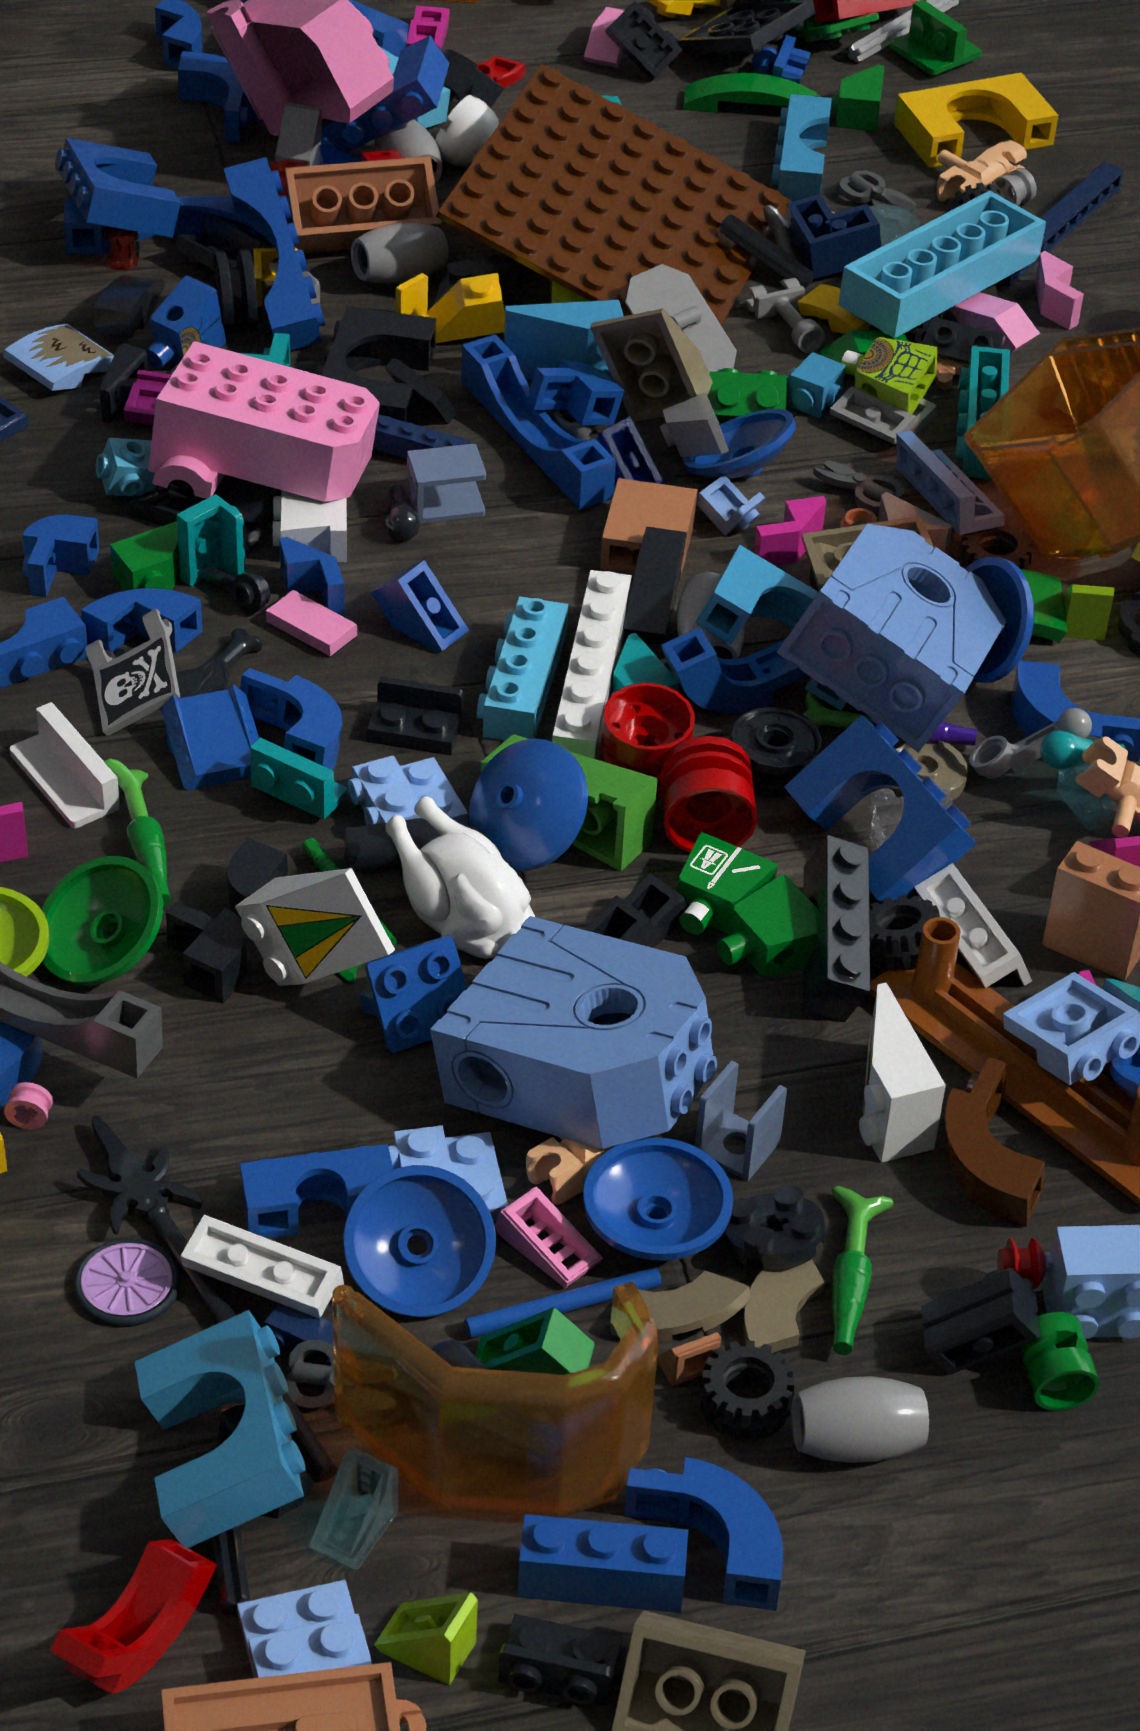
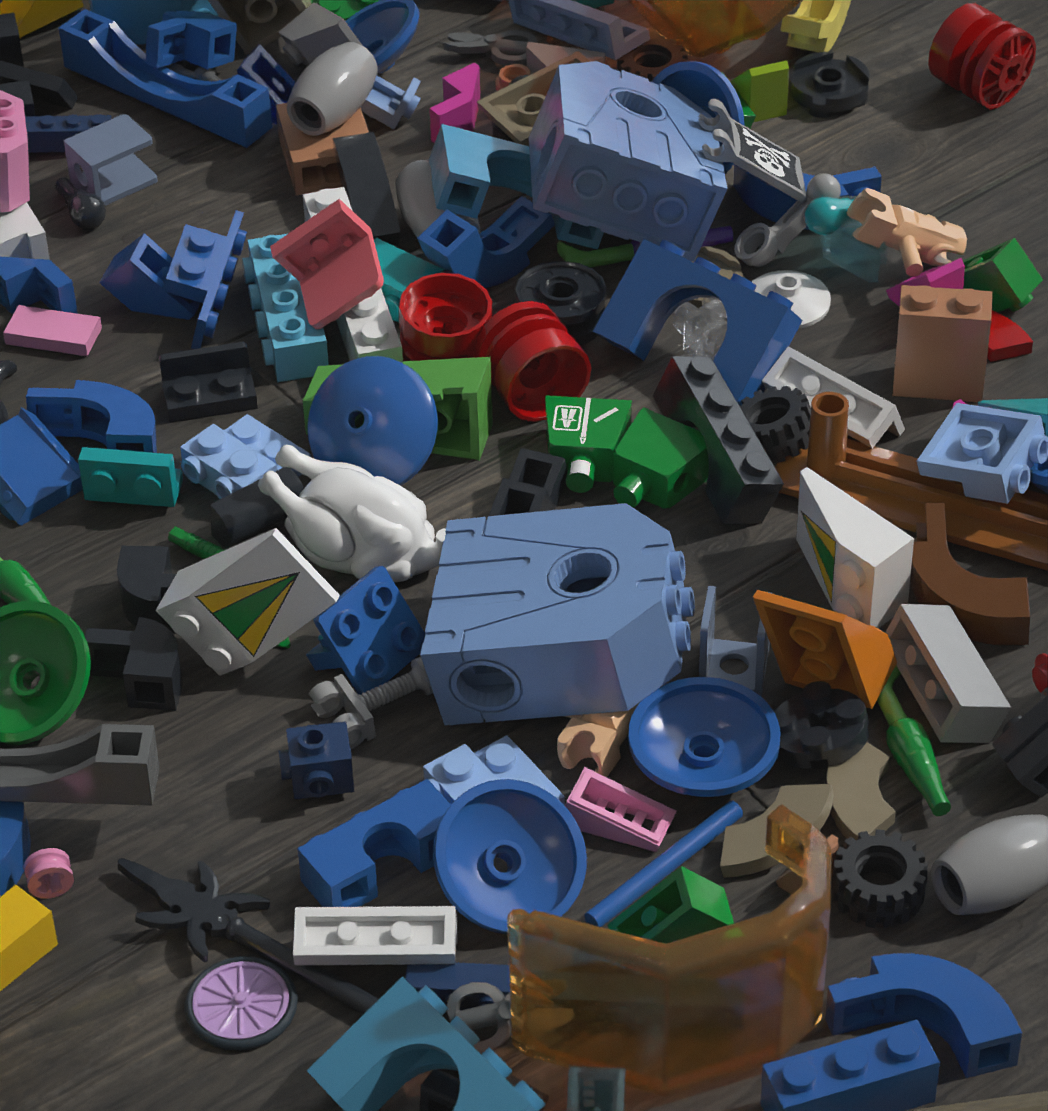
camera: 20 degrees left, 0 degrees up
(308, 1092) = (318, 760): none -> dark blue brick
(360, 1075) = (332, 696): none -> light grey bar
(466, 611) = (201, 267): none -> blue bracket
(571, 638) = (333, 262): none -> coral bracket
(668, 479) = (332, 88): none -> light grey piece
(814, 1157) = (826, 647): none -> orange slope
(921, 1224) = (946, 674): none -> light grey brick
(999, 818) = (806, 292): none -> white dish
(1021, 667) = (752, 152): none -> light grey flag

